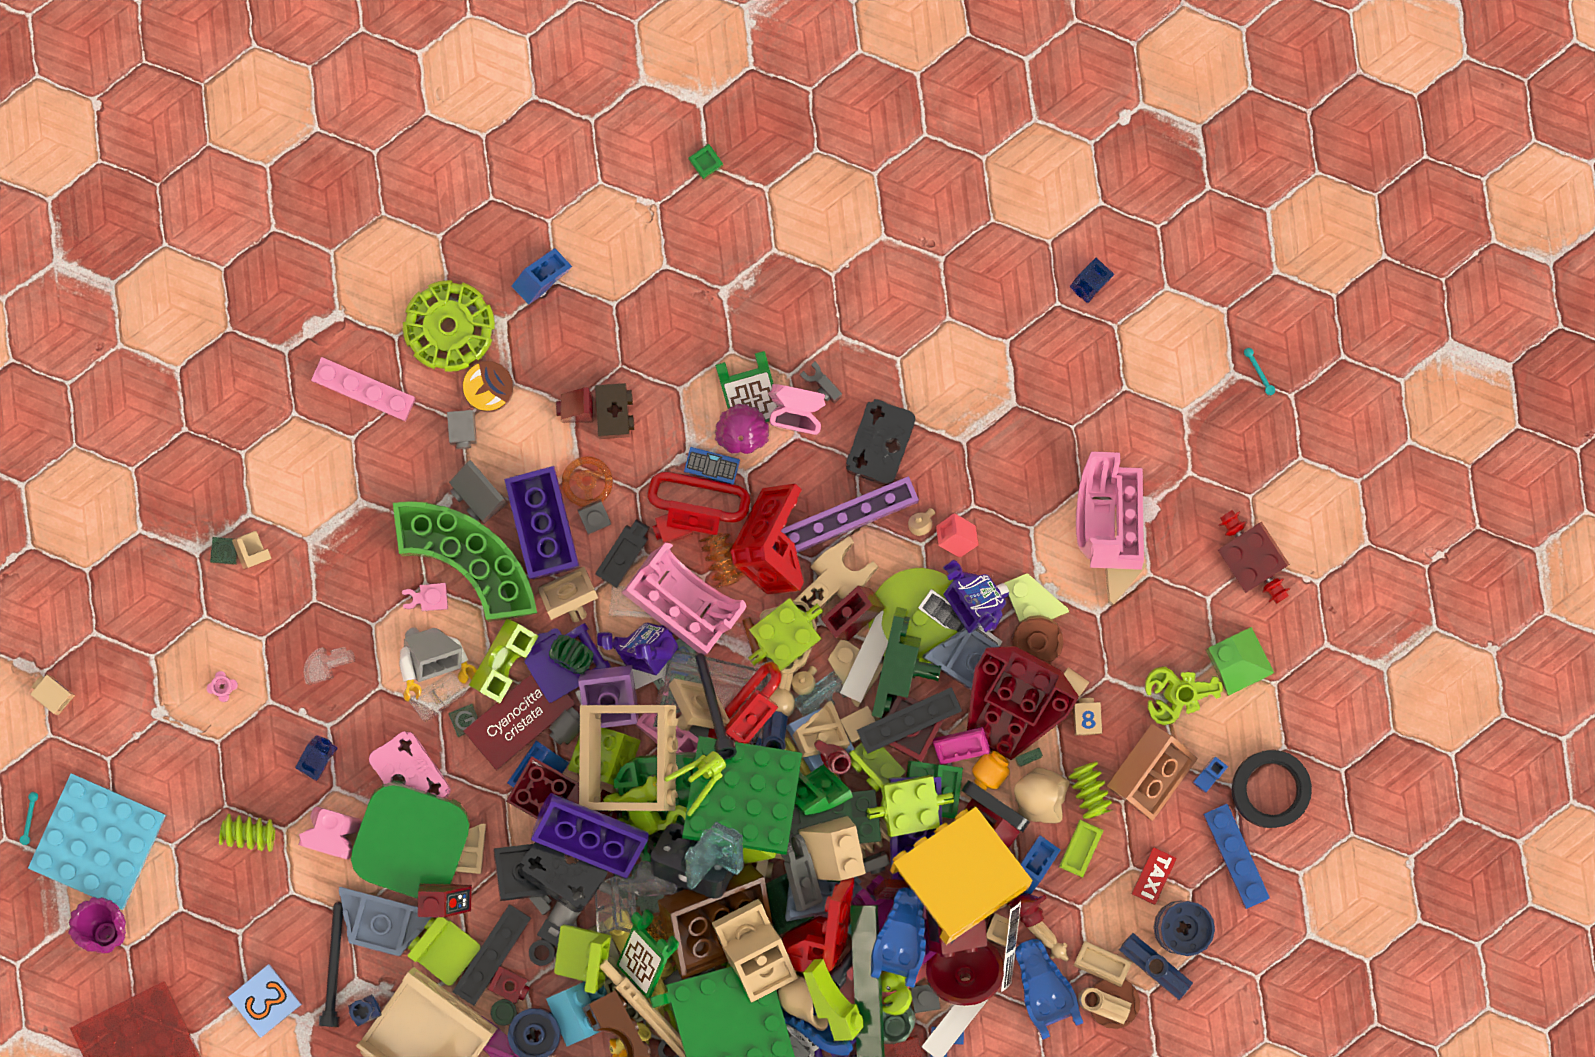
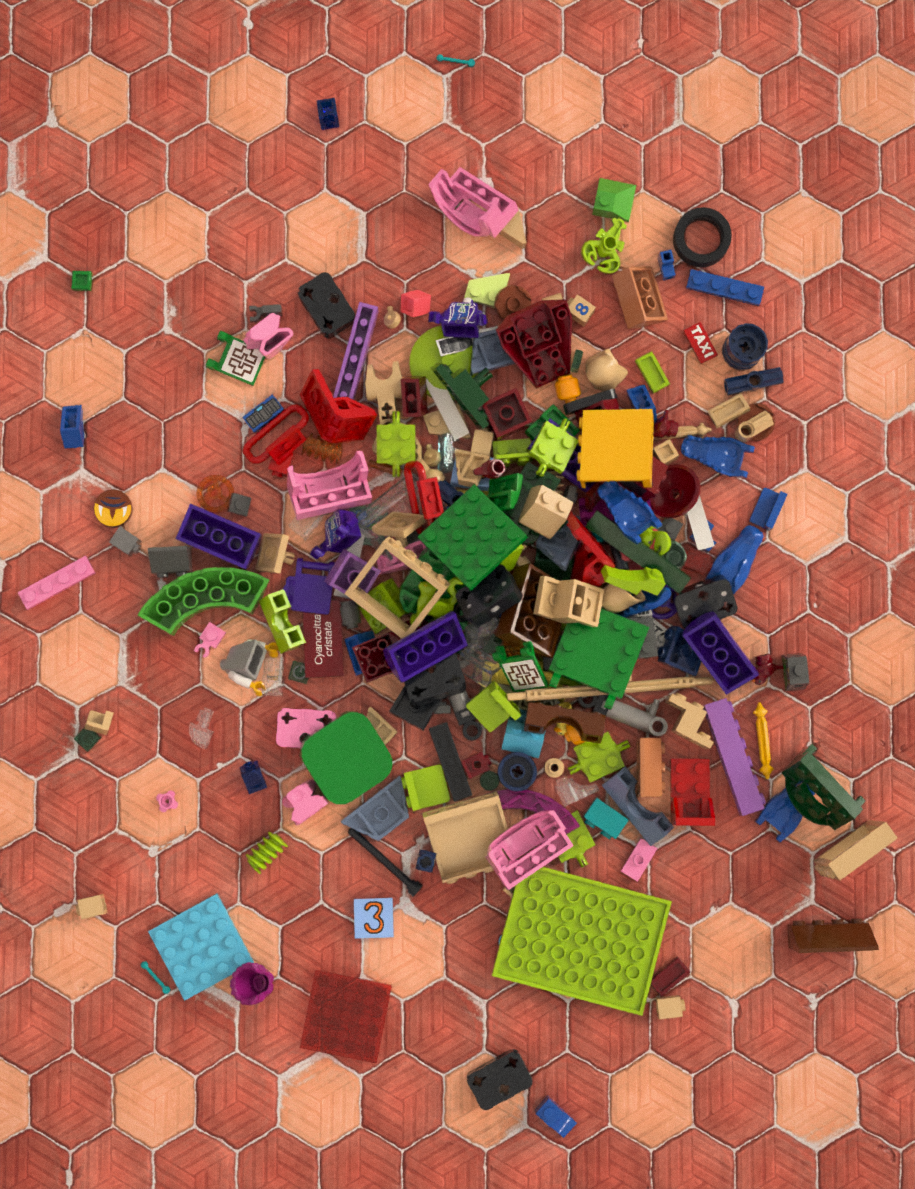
camera: 55 degrees left, 0 degrees up
(443, 899) = (396, 764): dark red slope -> none
(453, 340) = (69, 507): lime plate -> none
(571, 654) = (310, 578): dark green gear -> none
(576, 406) = (165, 463): dark red slope -> none
(608, 425) = (192, 454): dark brown brick -> none
(623, 553) = (274, 504): black hinge -> none
(709, 767) = (442, 542): lime plant -> none
(716, 846) = (493, 571): clear light blue bracket -> none
(723, 745) = (435, 524): black piece -> none
(744, 422) = (249, 378): magenta hair -> none
(801, 875) = (545, 540): dark grey hinge -> none
(909, 720) = (503, 409): black plate -> none
(961, 746) = (540, 394): dark pink plate -> none
(1011, 946) = (679, 453): sticker -> none
(1090, 790) = (623, 340): lime piece -> none
(1253, 557) = (560, 144): dark red plate -> none

